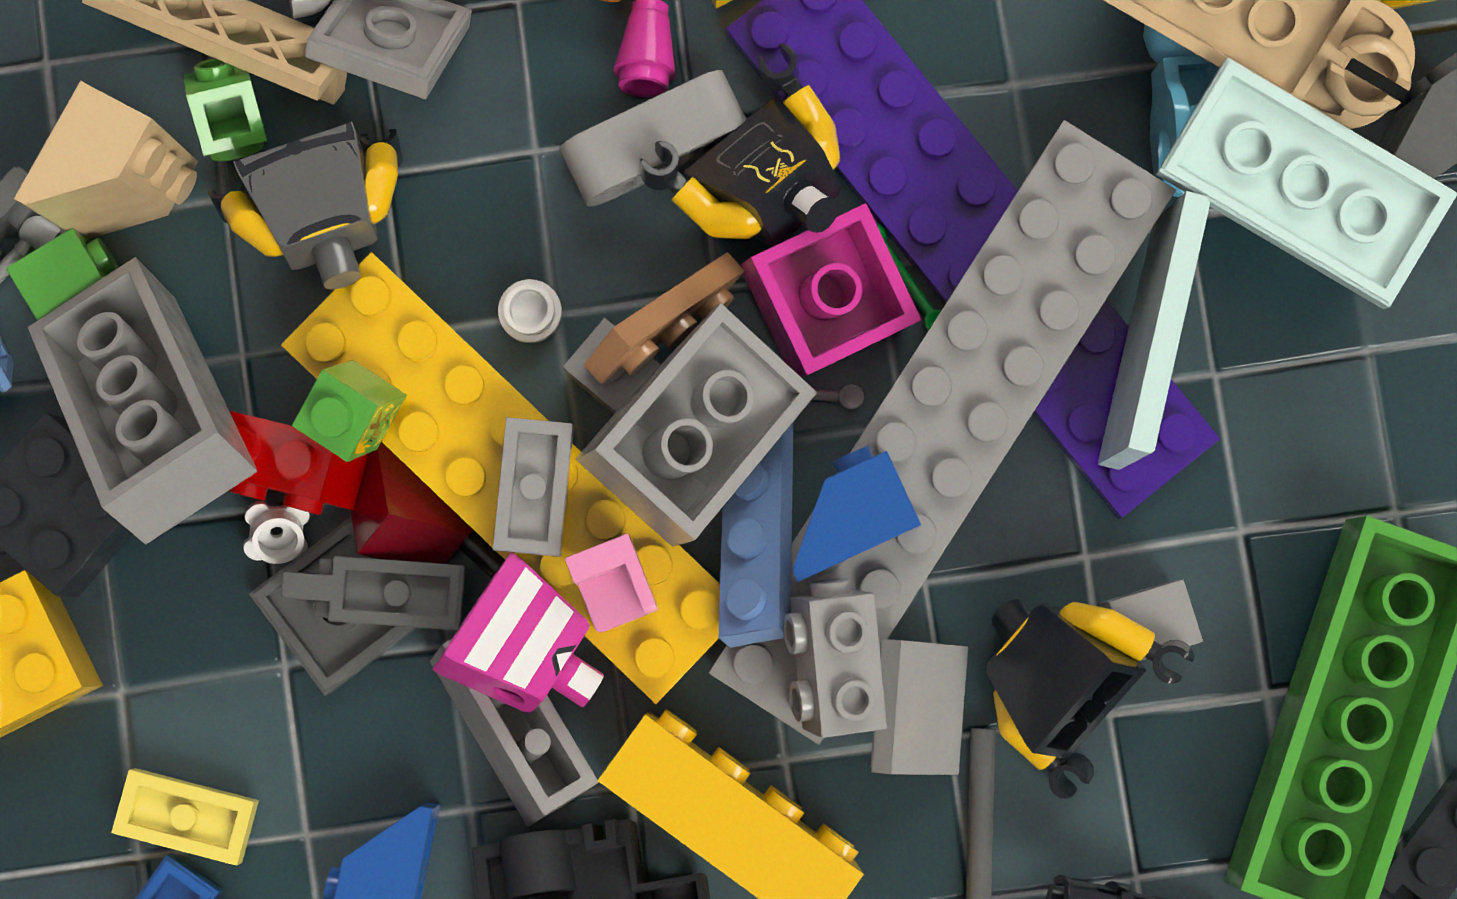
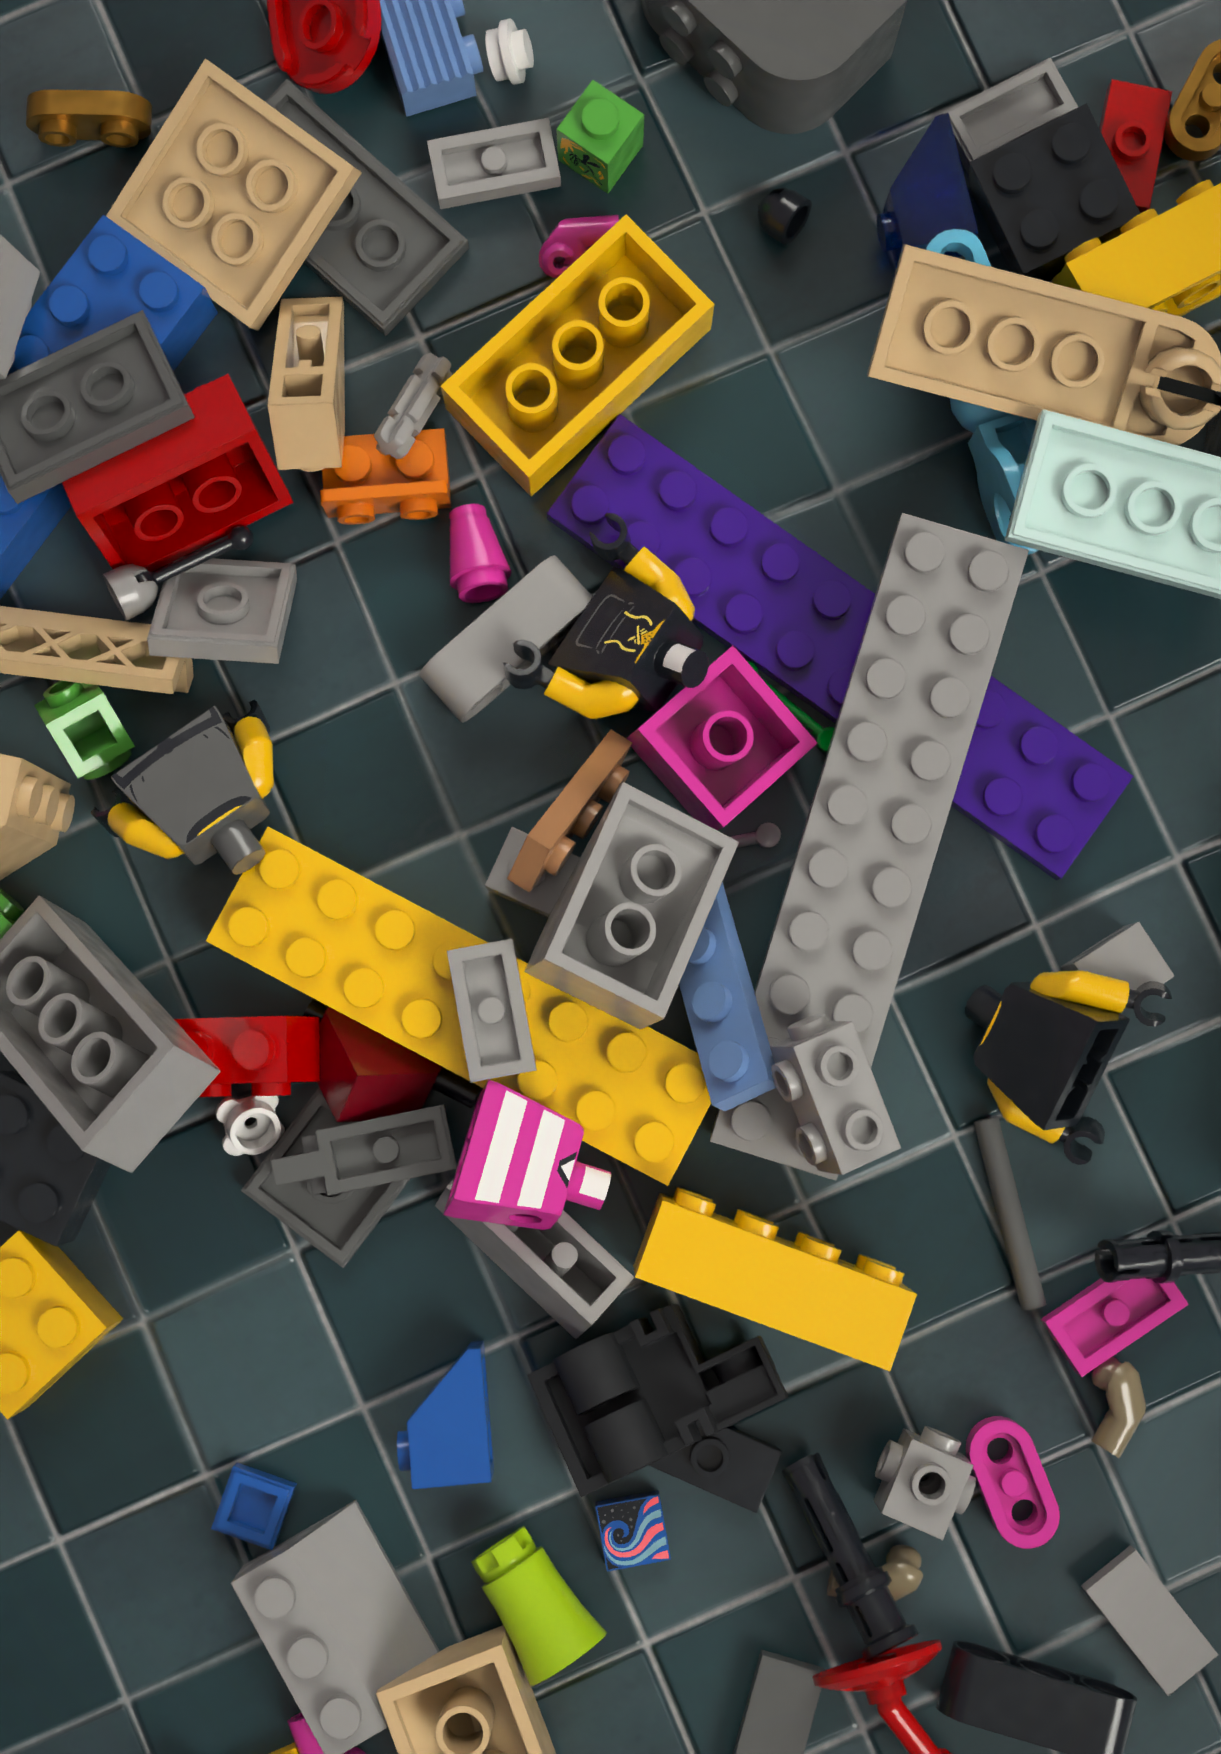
camera: 15 degrees left, 0 degrees up
(185, 816) = (241, 1423): light yellow plate -> none
(349, 410) = (292, 986): bright green brick -> none
(530, 311) = (435, 839): white plate -> none
(612, 583) = (595, 1082): bright pink panel -> none
(855, 512) = (810, 948): blue slope -> none
(921, 708) = (926, 1117): light grey tile -> none
(1154, 332) = (1046, 693): light aqua tile -> none

